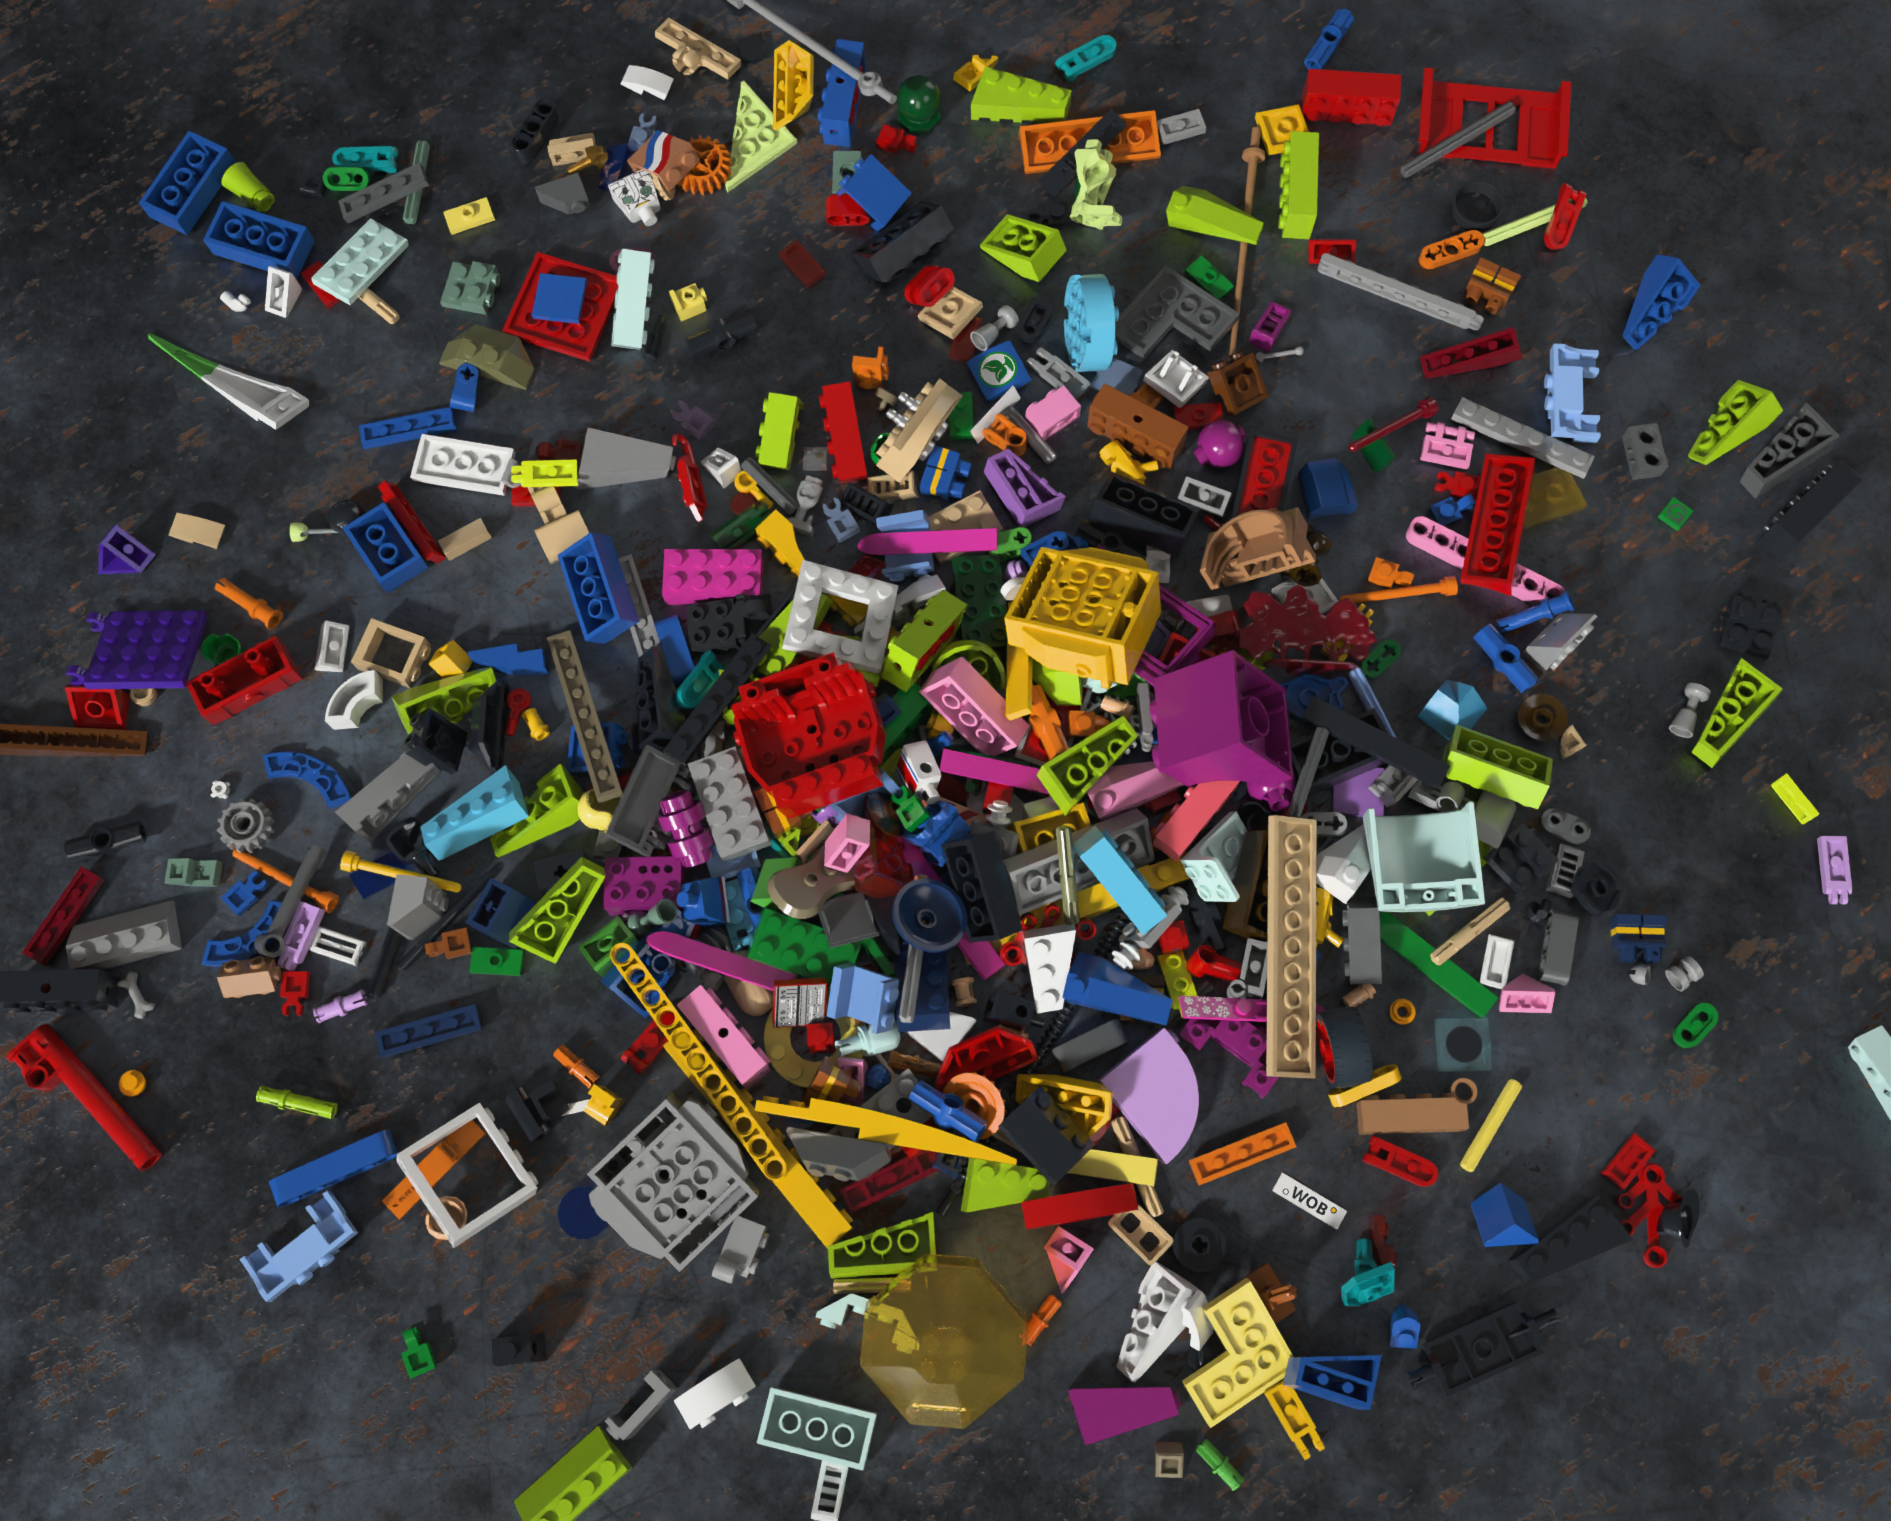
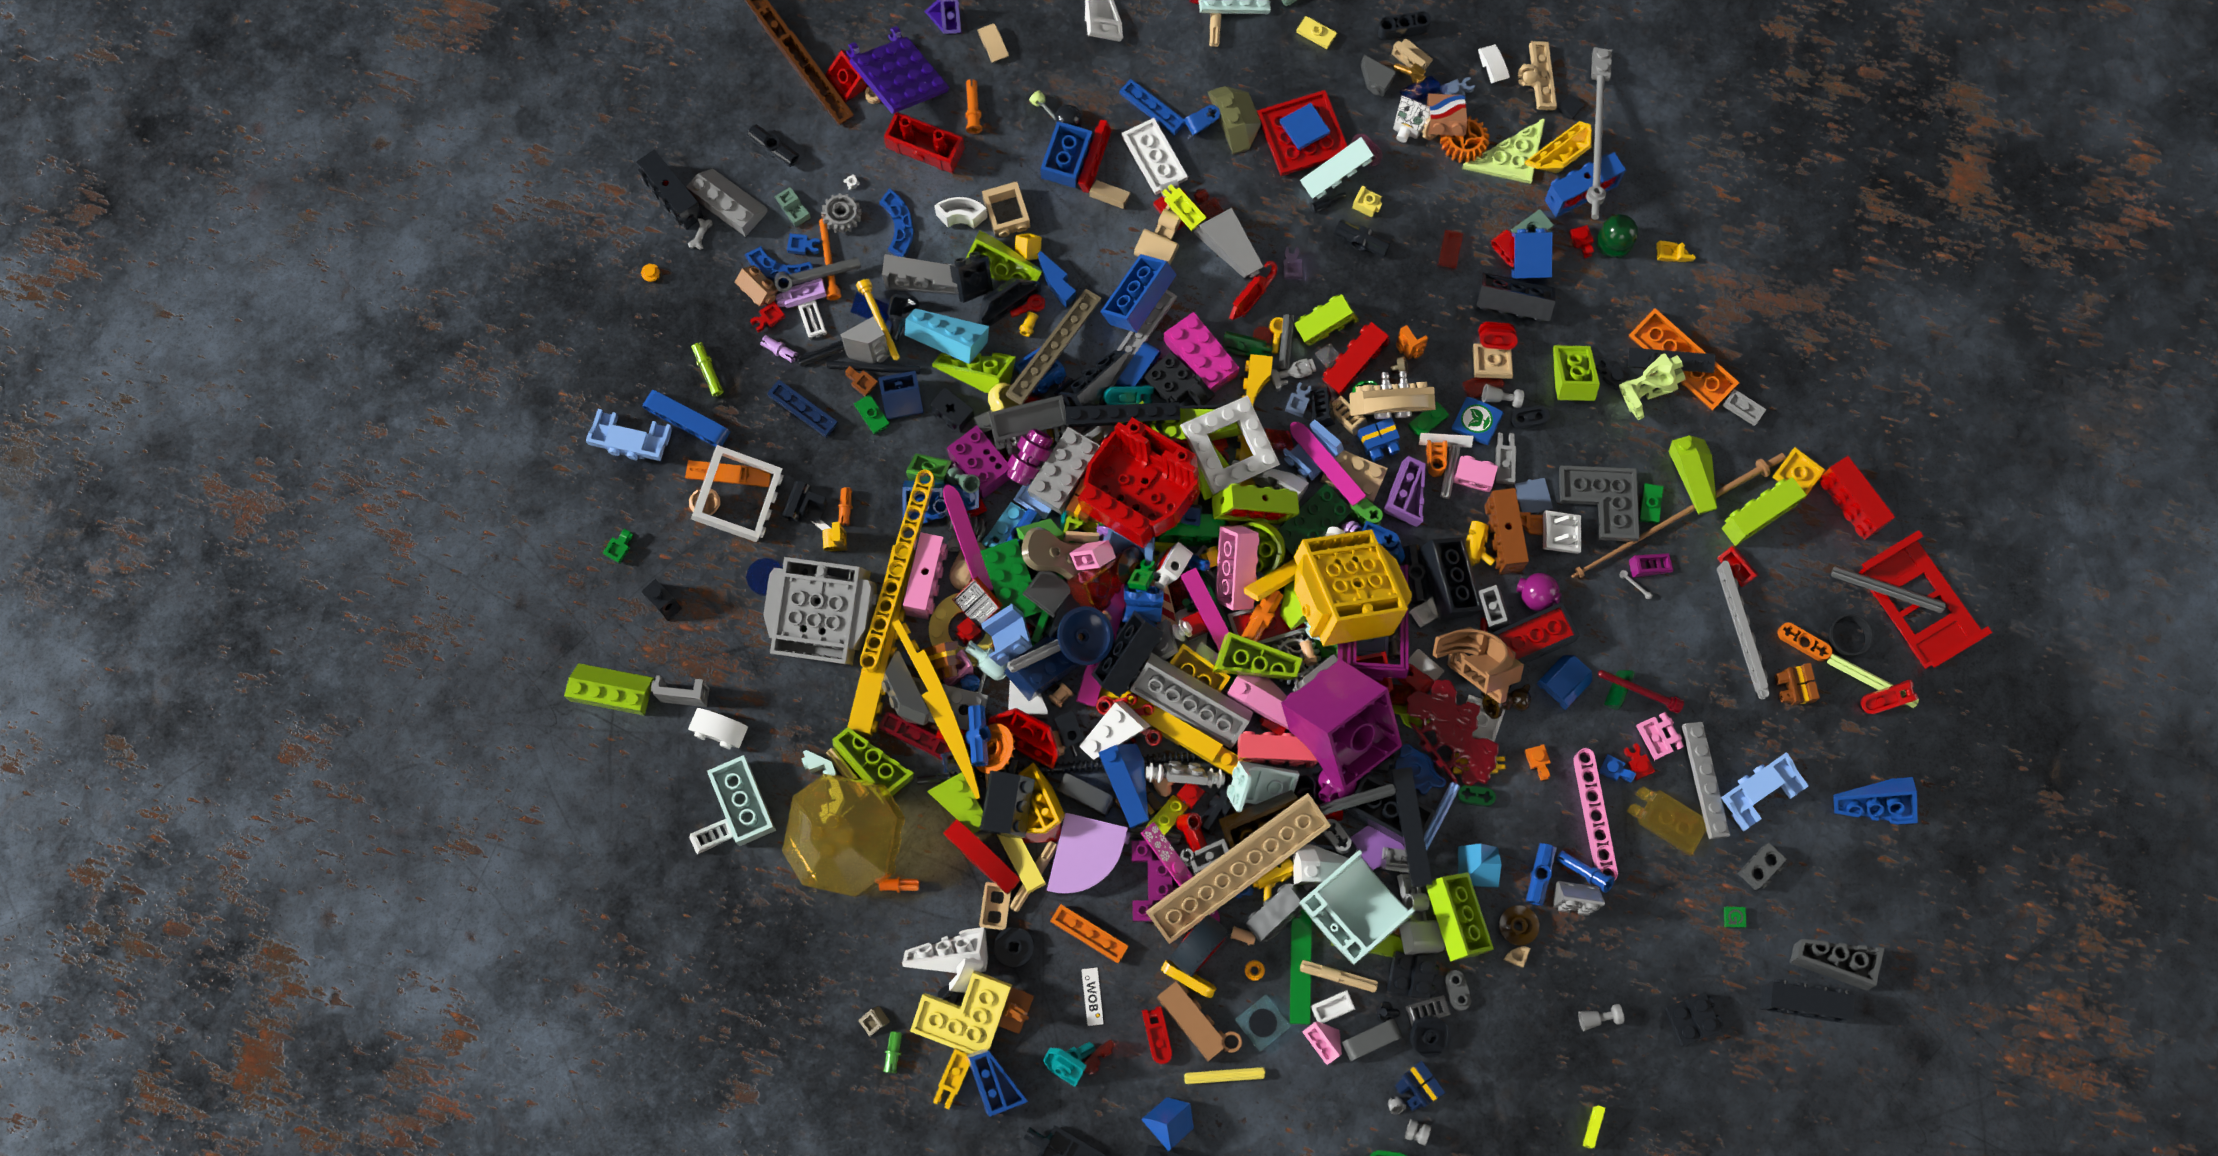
camera: 50 degrees right, 0 degrees up
(47, 1053) = (631, 213): red piece -> none
(63, 916) = (714, 158): dark red plate -> none
(220, 648) = (932, 114): green hair -> none
(332, 647) = (984, 174): white slope -> none
(471, 287) = (1270, 70): sand green plate -> none
(557, 914) = (921, 425): lime wedge -> none
(651, 1042) = (889, 537): red plate -> none
(705, 902) = (996, 503): blue torso -> none
(722, 466) = (1276, 304): white slope -> none
(741, 1250) = (809, 680): light grey hinge -> none
(896, 1060) = (988, 687): clear orange pin -> none
(1018, 98) = (1673, 289): lime wedge -> none
(1066, 1256) = (948, 874): bright pink slope -> none
(1067, 875) = (1174, 699): olive axle -> none
(1084, 723) = (1282, 641): orange plate -> none
(1086, 56) = (1744, 313): teal plate -> none
(1090, 322) = (1550, 450): medium azure brick -> none
(1115, 874) = (1194, 730): medium azure brick -> none
(1117, 1410) = (879, 967): magenta slope -> none
(1198, 415) = (1549, 564): red plate -> none
(1238, 382) = (1590, 572): reddish brown plate -> none
(1329, 39) = (1900, 455): blue piece -> none
(1404, 1328) = (1056, 1107): blue plate -> none
(1446, 586) = (1560, 802): orange piece -> none
(1473, 355) = (1738, 708): dark red slope -> none
(1498, 522) = (1628, 804): red arch -> none
(1738, 707) = (1626, 1047): lime wedge -> none
(1741, 415) = (1841, 913): lime wedge -> none

